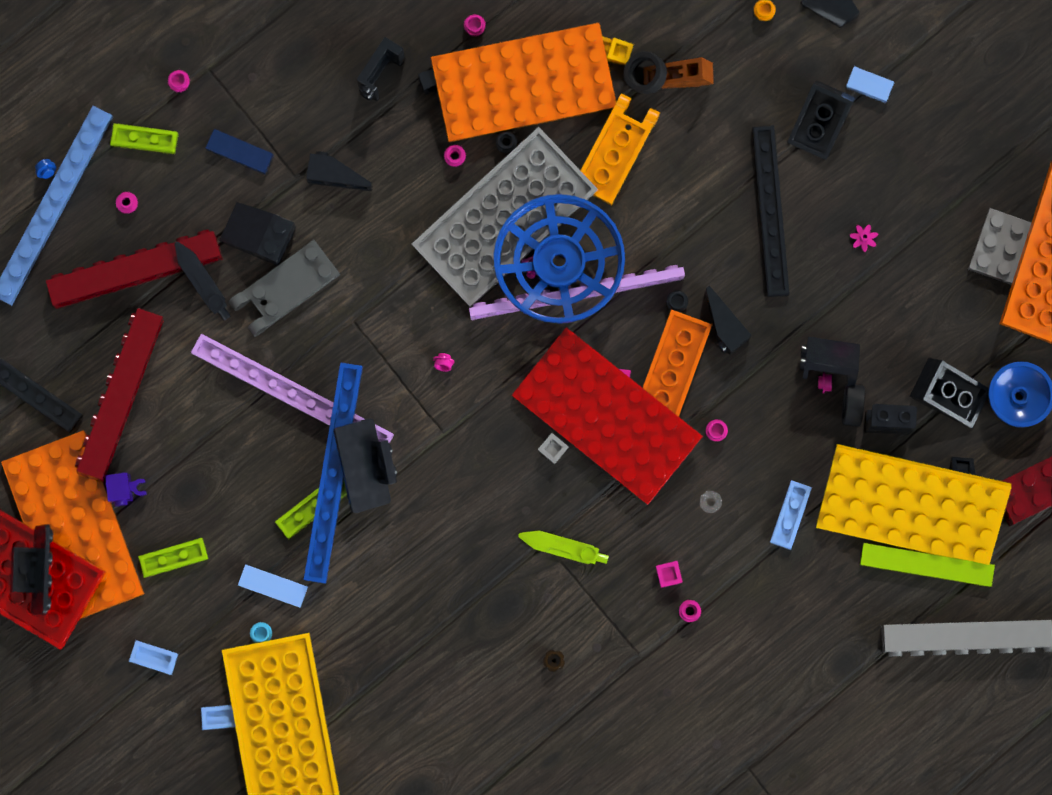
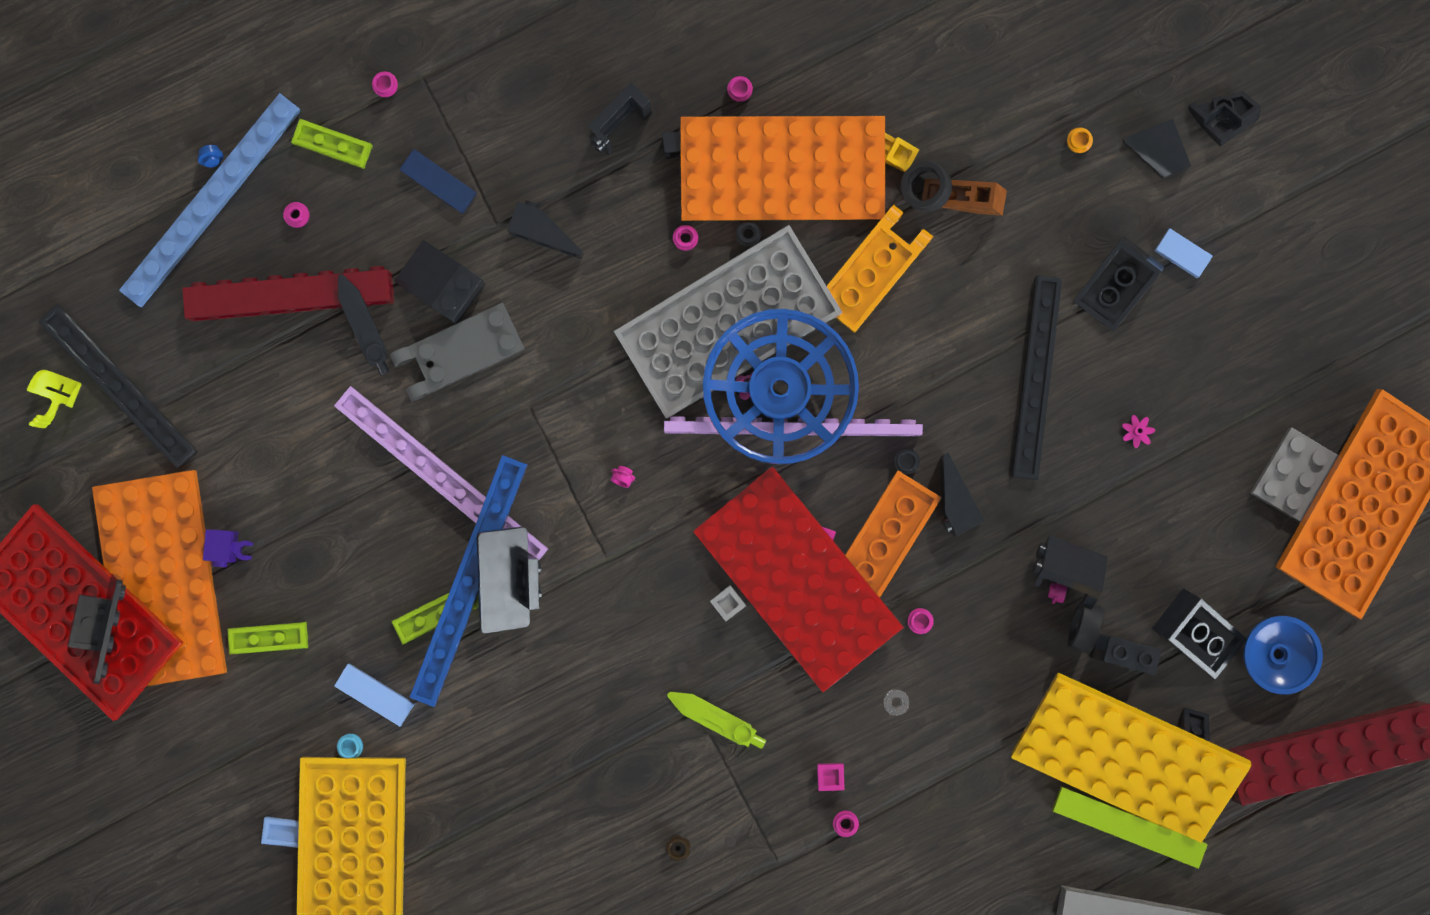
camera: 10 degrees right, 5 degrees up
(120, 395) = (241, 440): dark red brick -> none
(153, 657) = (222, 748): light blue tile -> none
(790, 515) = (984, 736): light blue tile -> none

